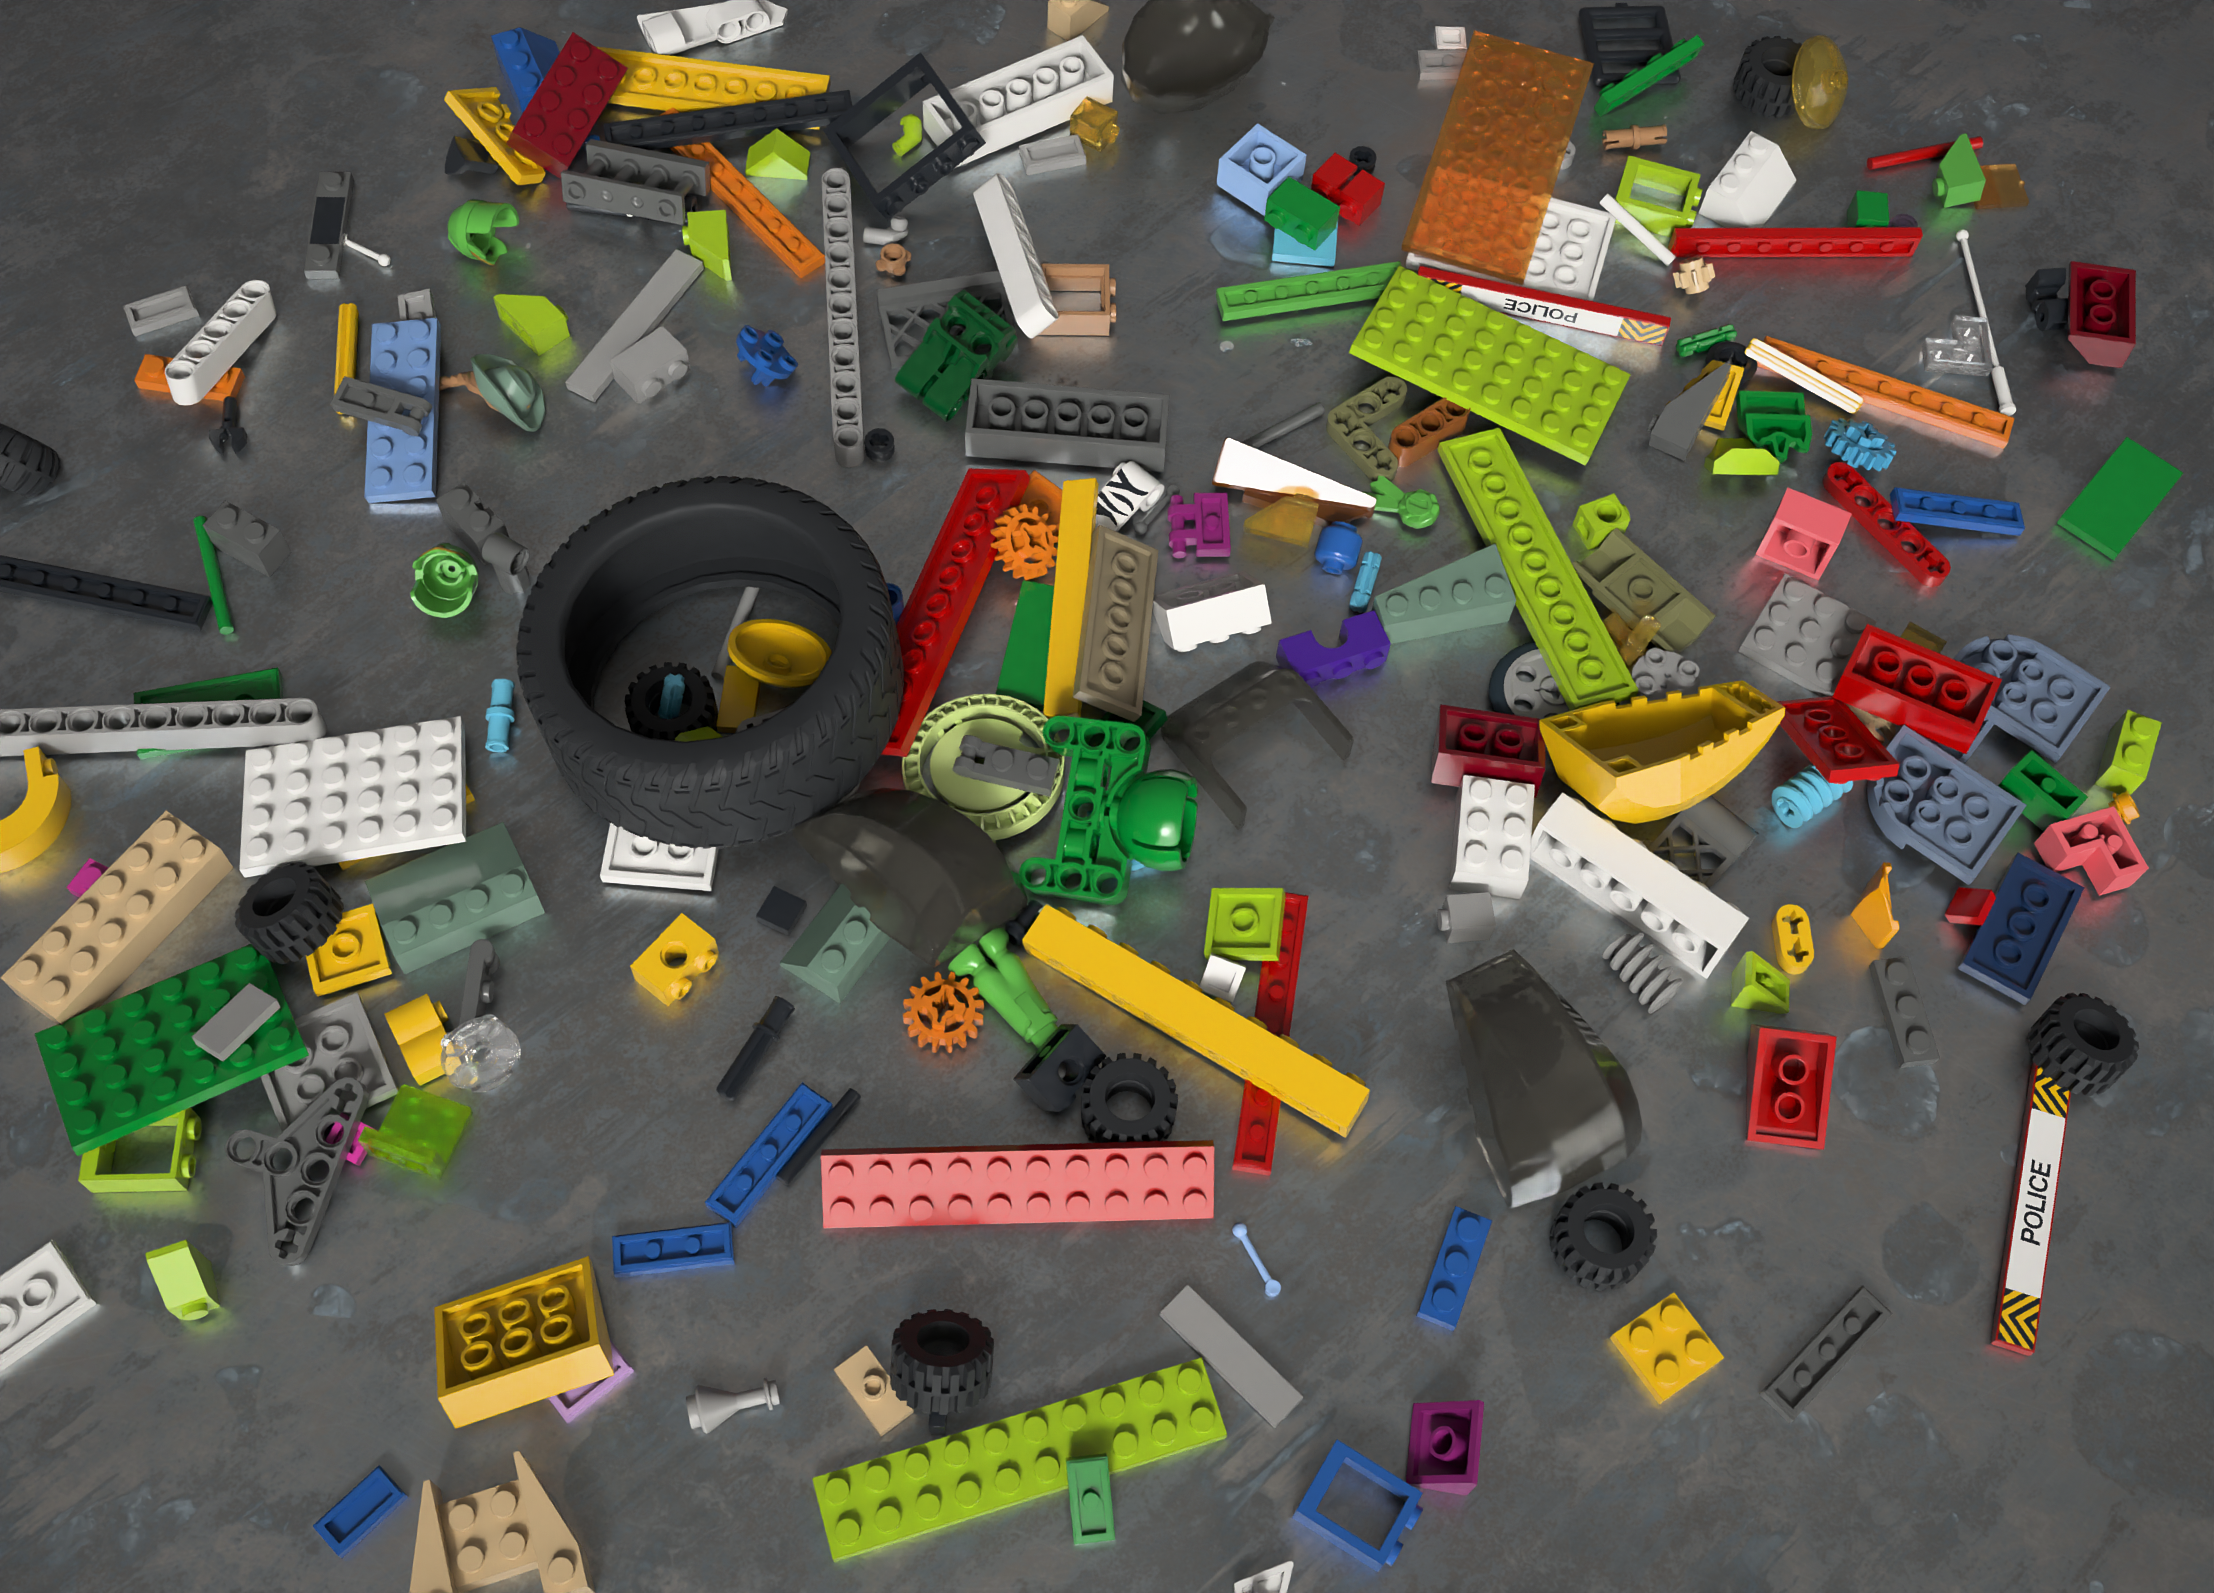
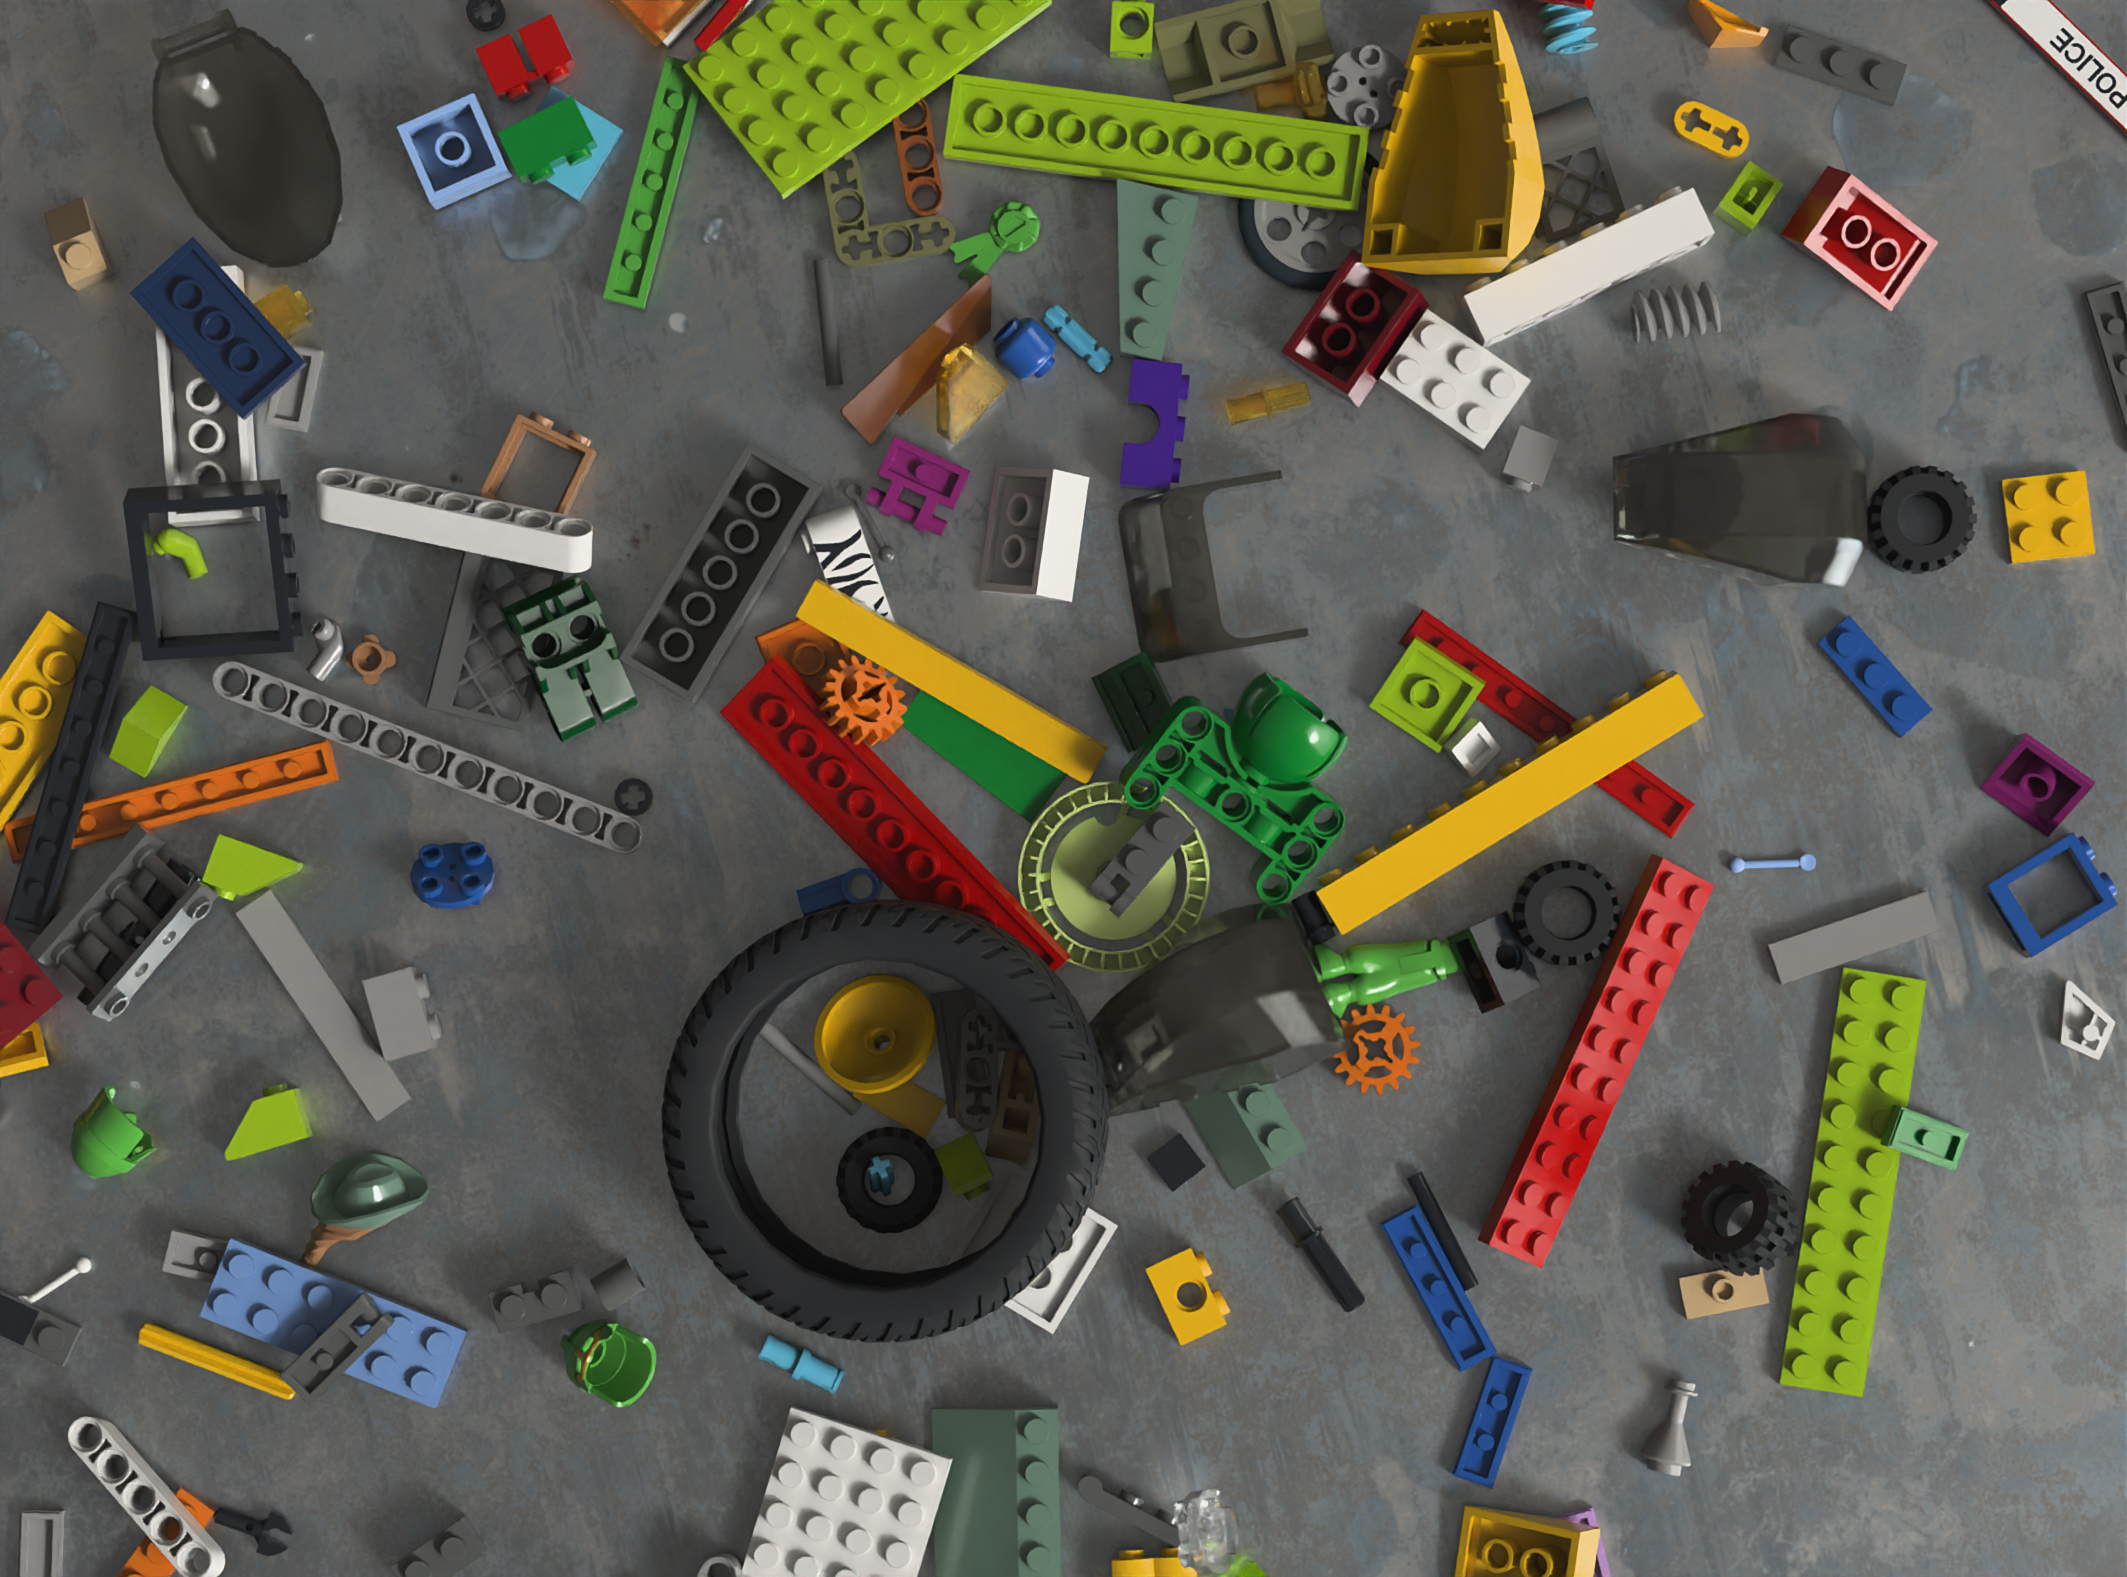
camera: 55 degrees left, 25 degrees up
(1066, 74) = (218, 328): none -> dark blue plate
(1116, 624) = (1012, 650): dark tan plate -> none
(1396, 721) = (1268, 402): none -> clear yellow axle

